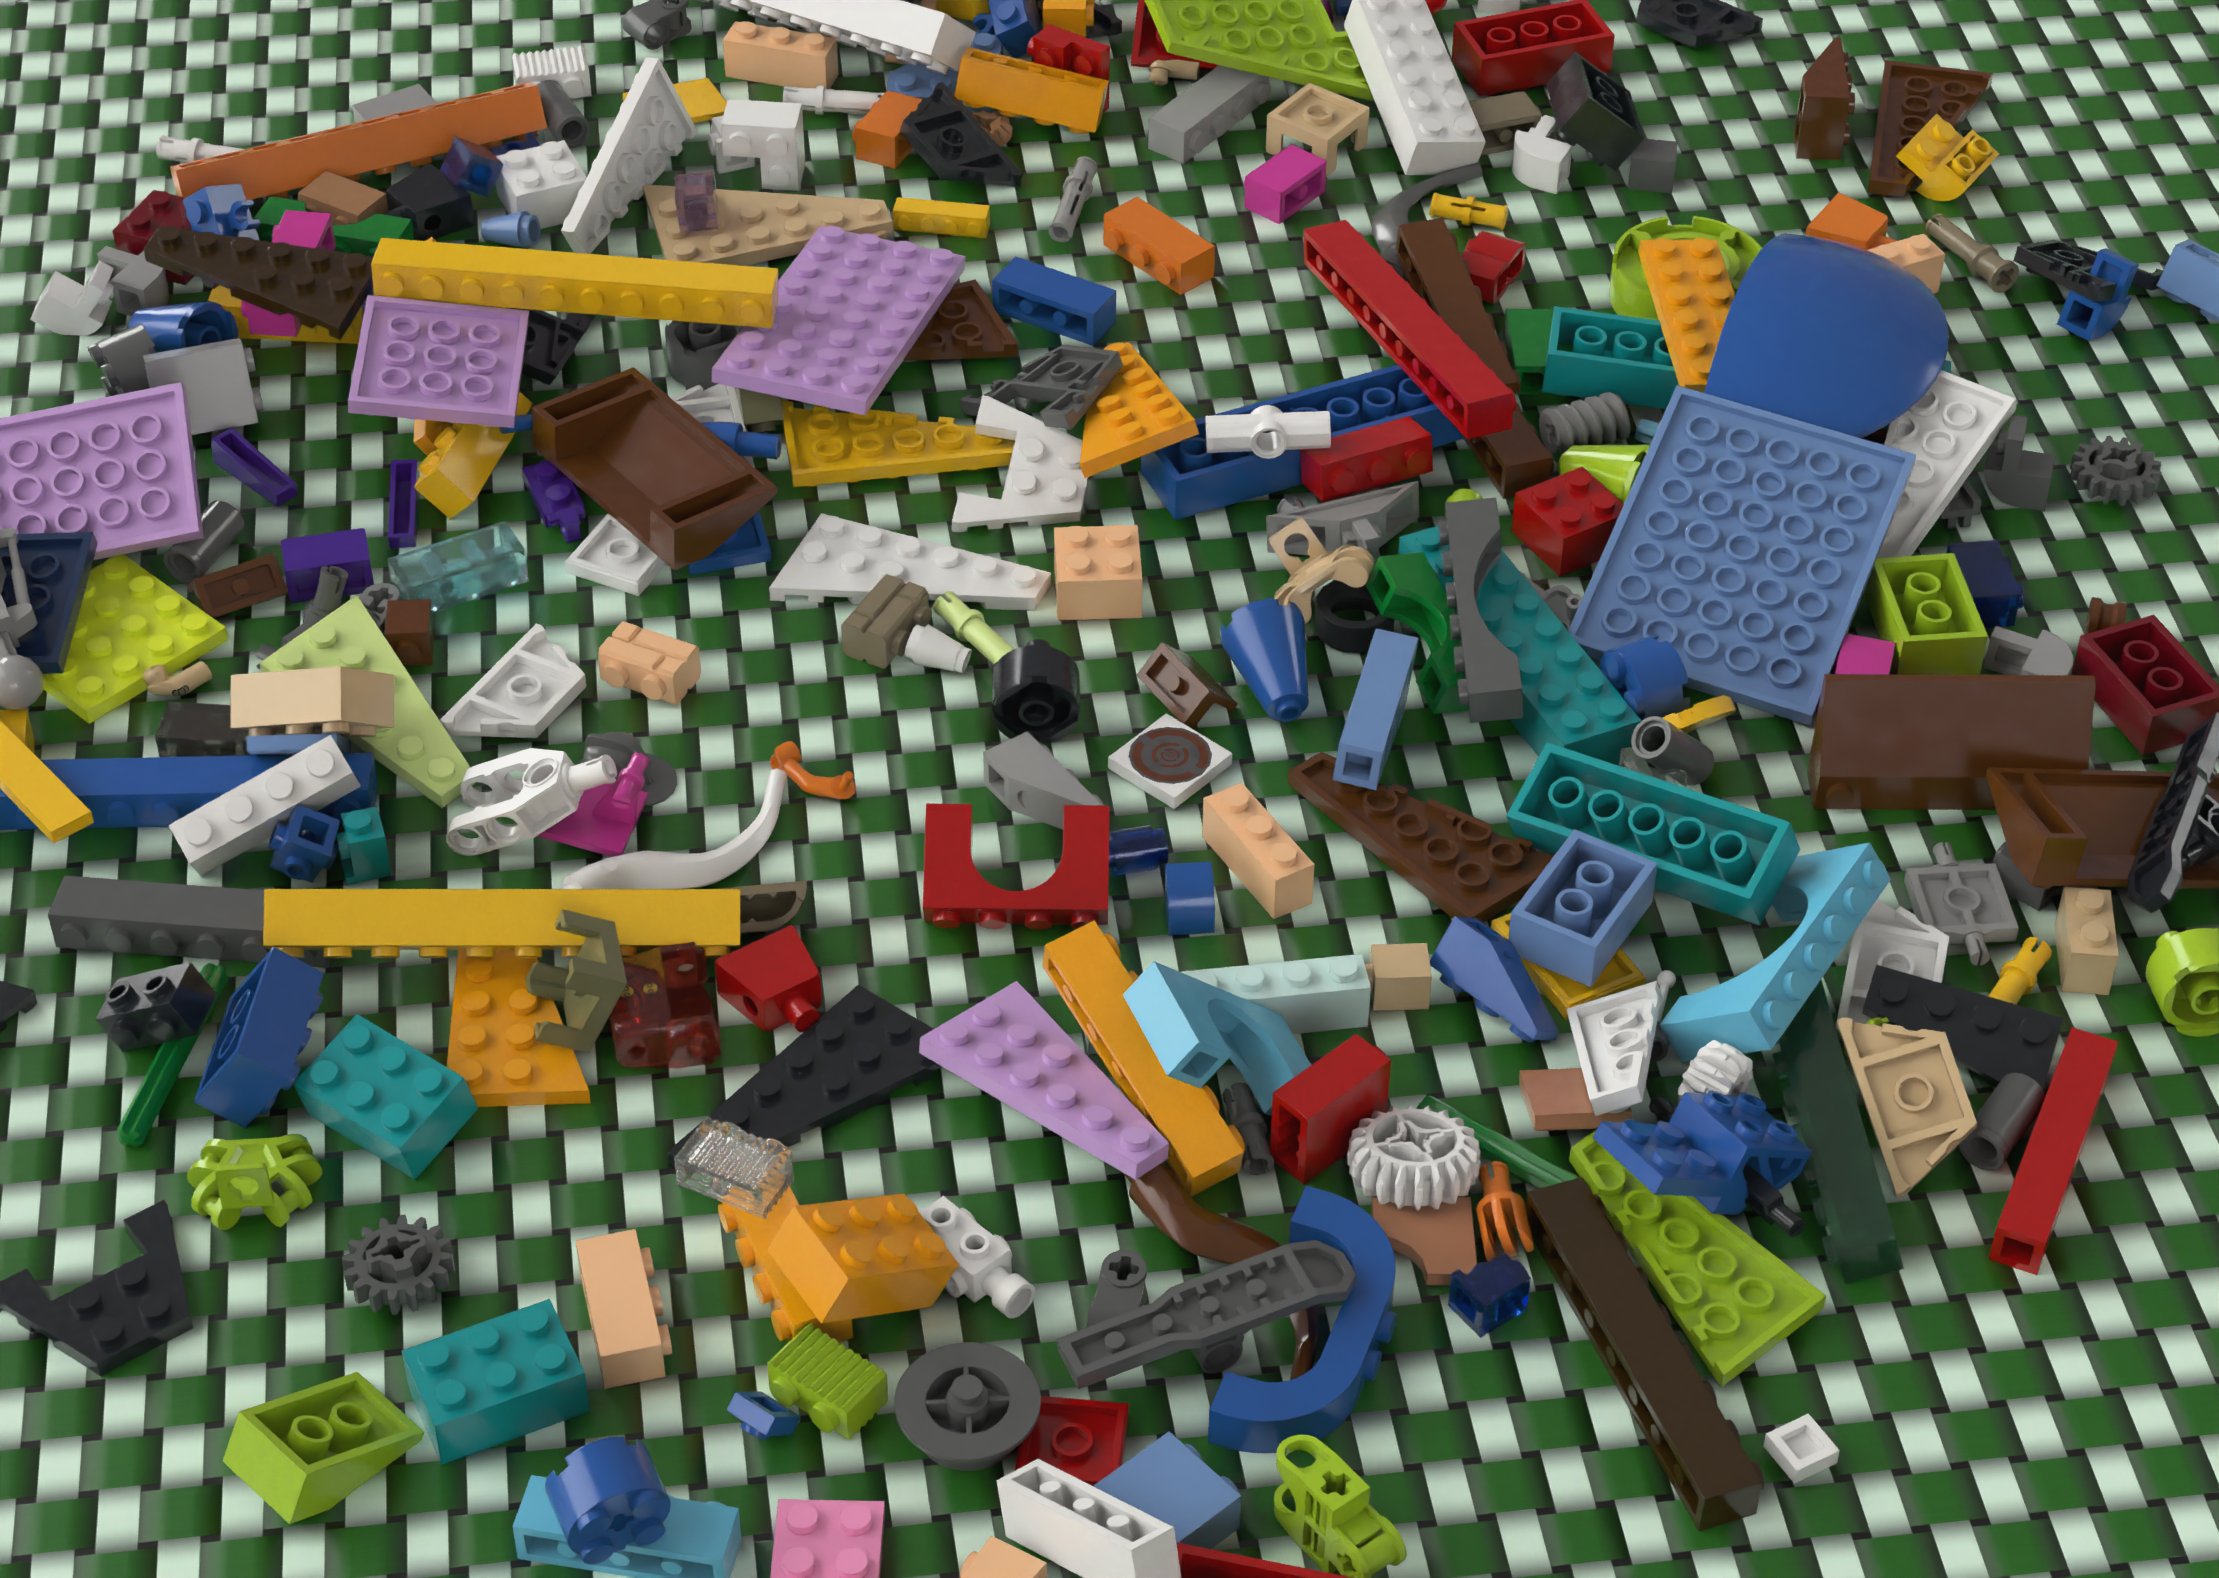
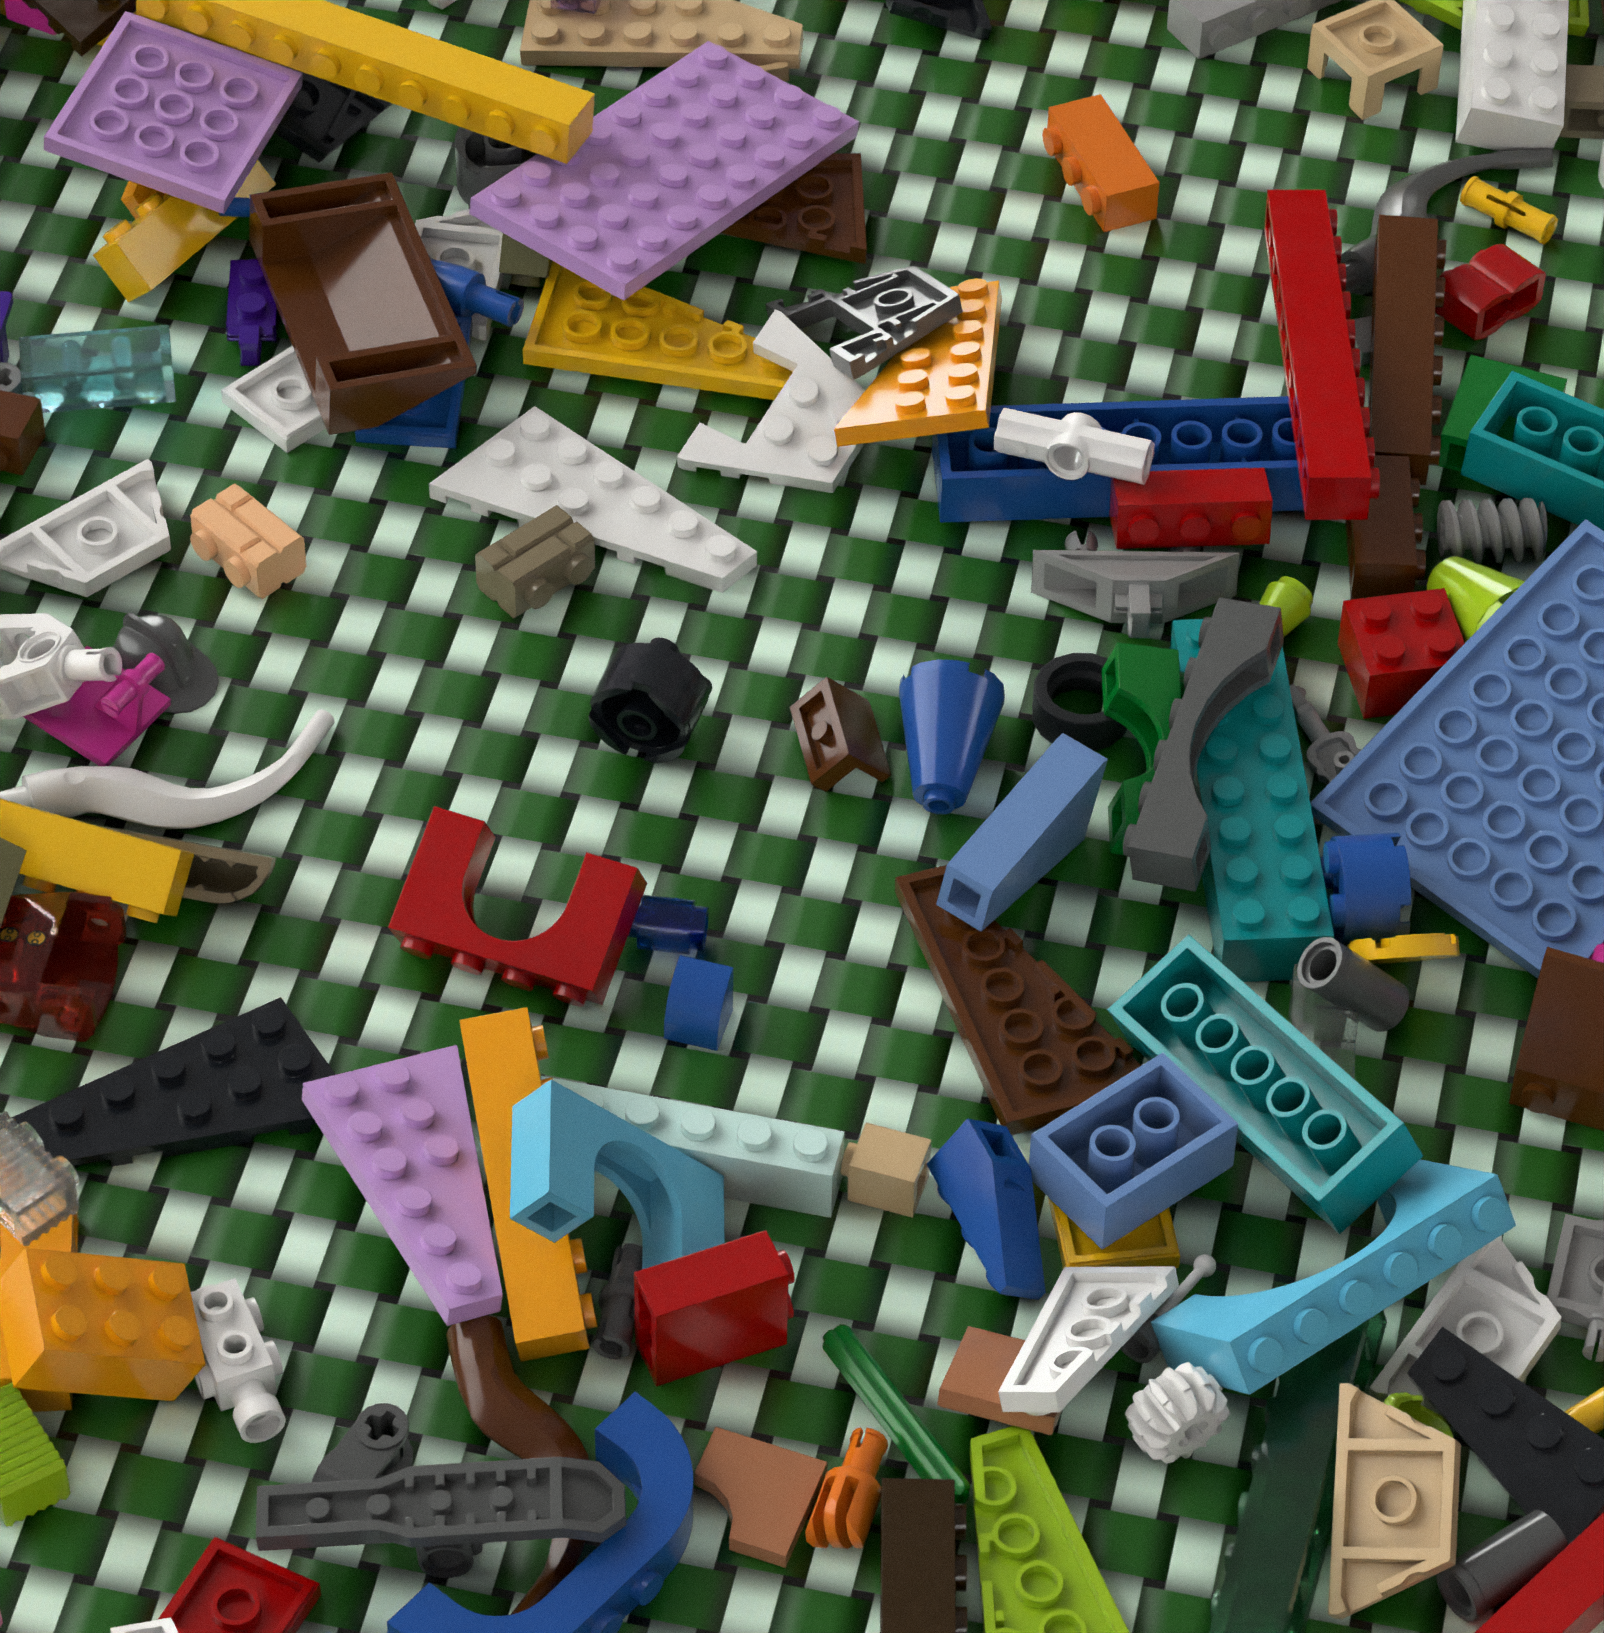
camera: 20 degrees right, 5 degrees up
(403, 504) = (79, 274): dark purple piece -> none
(772, 981) = (188, 966): red torso -> none
(787, 758) = (341, 702): orange piece -> none
(936, 650) = (576, 612): white cone -> none
(941, 217) = (868, 61): yellow piece -> none
(967, 1404) = (136, 1528): dark grey wheel -> none
(971, 627) = (630, 594): yellowish green pin -> none
(1032, 780) = (598, 809): light grey slope -> none
(1054, 301) = (940, 204): blue brick -> none
(1076, 190) = (1060, 47): light grey pin -> none
(1097, 572) = (806, 567): light nougat brick -> none
(1170, 761) = (774, 825): tile -> none
(1258, 850) = (807, 967): light nougat brick -> none
(1285, 184) = (1298, 119): dark pink brick -> none
(1345, 564) = (1073, 637): tan piece -> none
(1413, 1157) = (781, 1395): white gear -> none
(1490, 1293) = (786, 1584): clear blue brick -> none
(1715, 1150) = (1118, 1500): blue piece -> none

